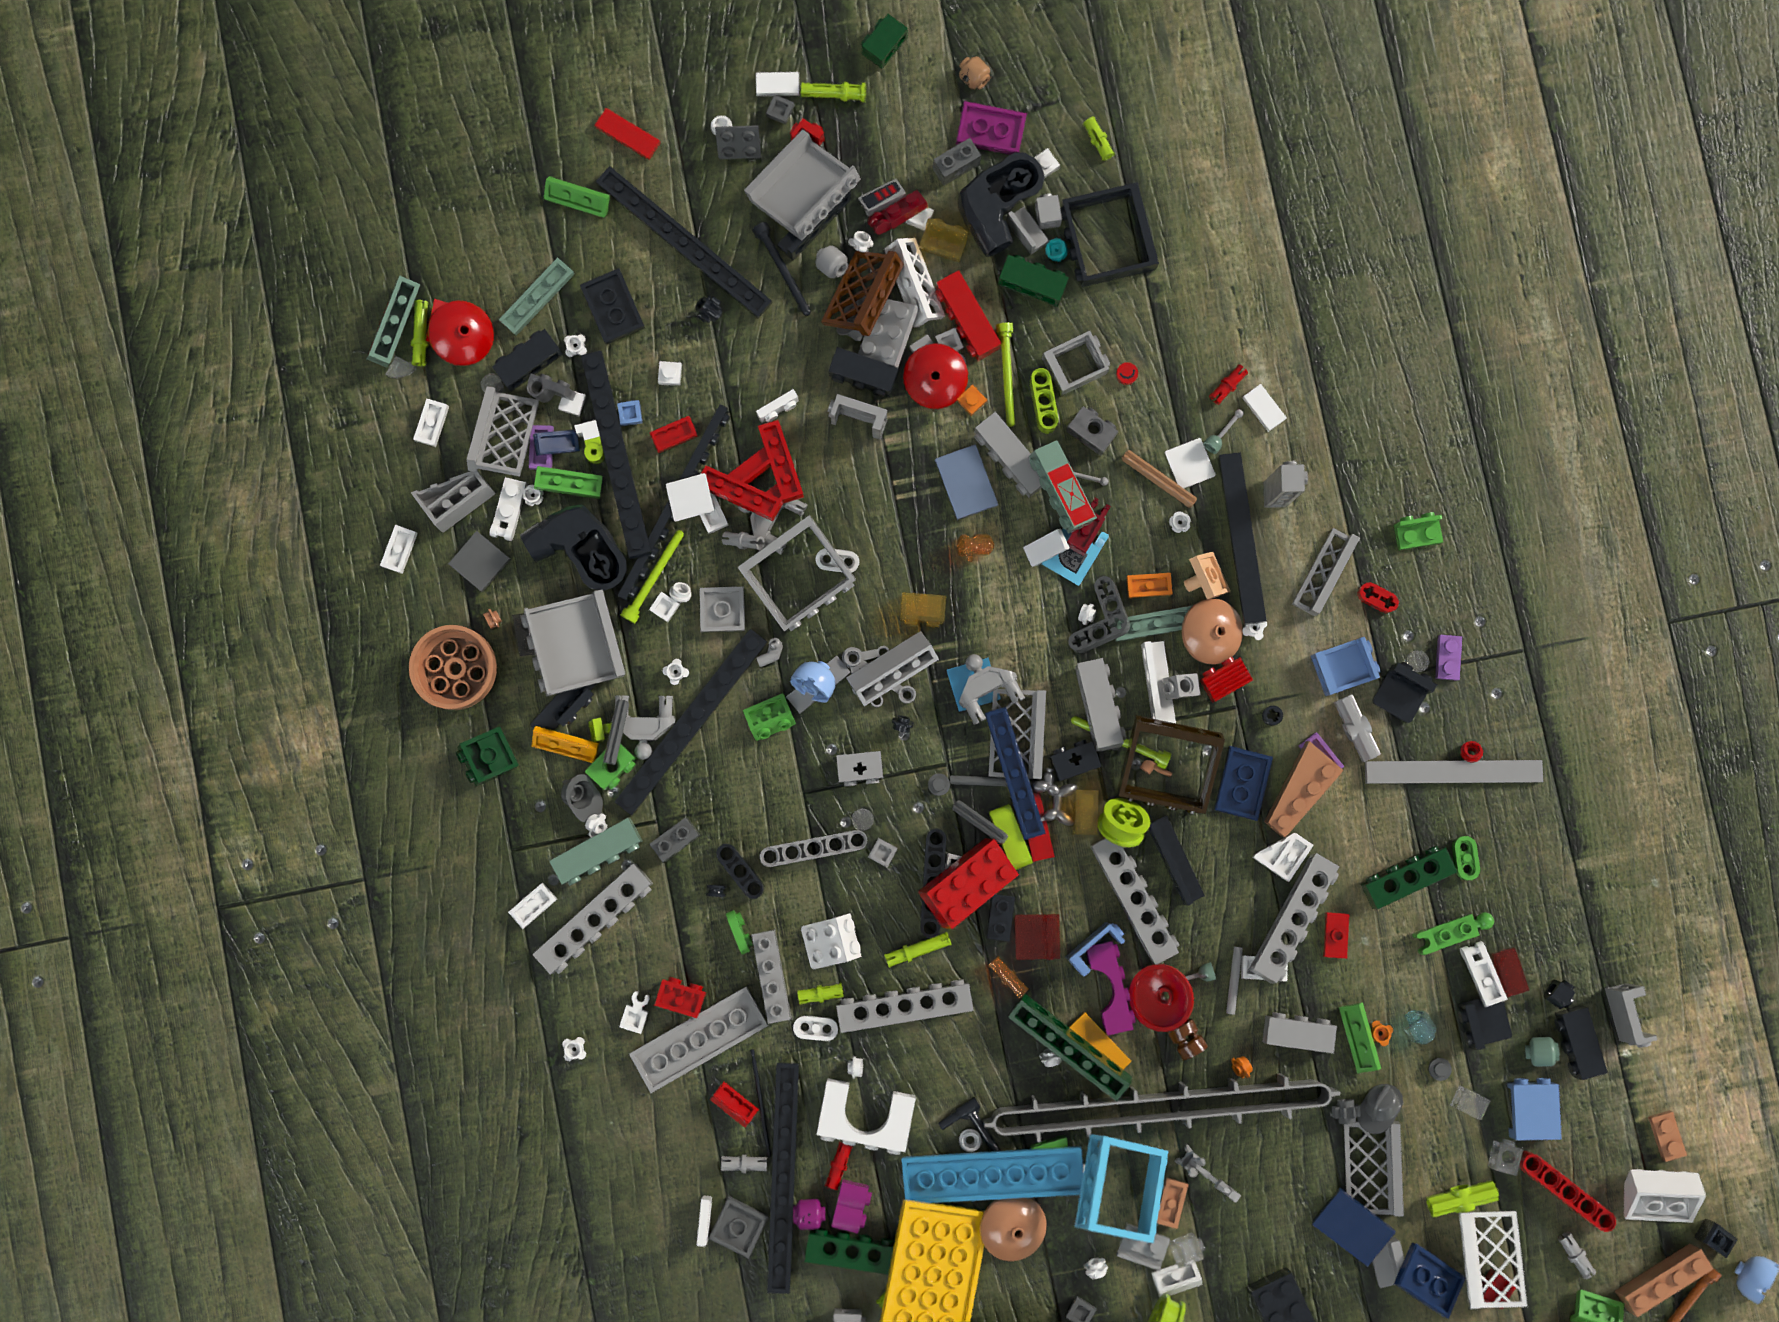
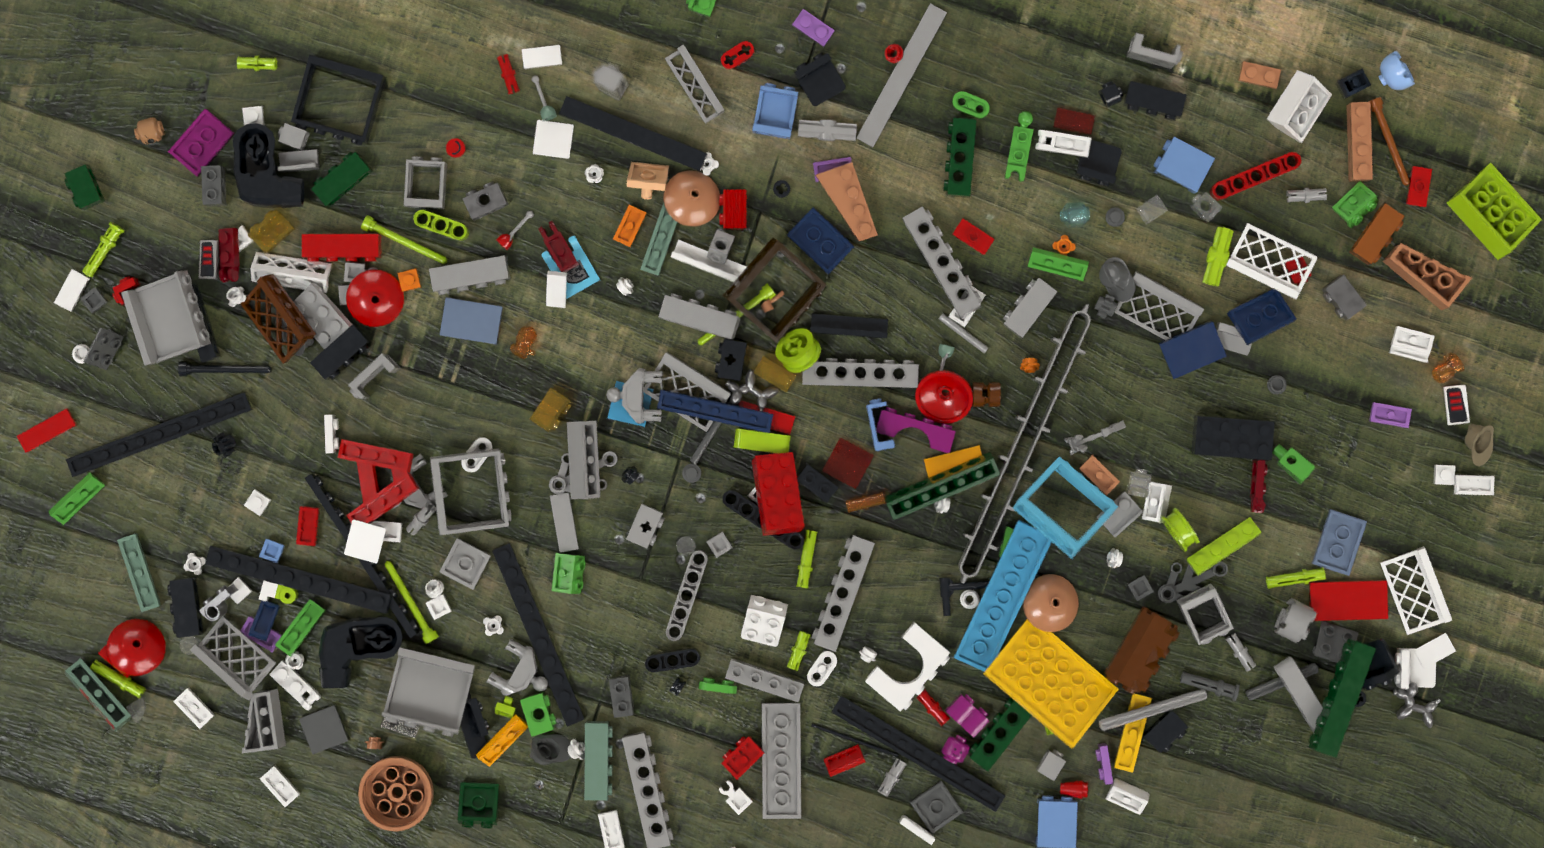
camera: 60 degrees left, 5 degrees up
(612, 306) = (179, 518): black plate -> none
(616, 732) = (514, 696): dark grey axle -> none
(773, 652) = (521, 543): light grey arm -> none
(815, 680) = (559, 523): light blue cylinder -> none
(831, 262) = (239, 328): light grey head -> none
(980, 822) = (737, 458): dark grey axle -> none
(1056, 249) = (327, 147): teal tile -> none
(1062, 487) = (516, 251): sand green brick -> none
(1111, 619) = (639, 271): dark grey beam -> none
(1159, 478) = (551, 170): medium nougat axle -> none
(1284, 855) = (892, 241): white wing -> none
(1417, 660) = (802, 53): clear tile -> none
(1542, 1051) = (1145, 133): sand green head -> none

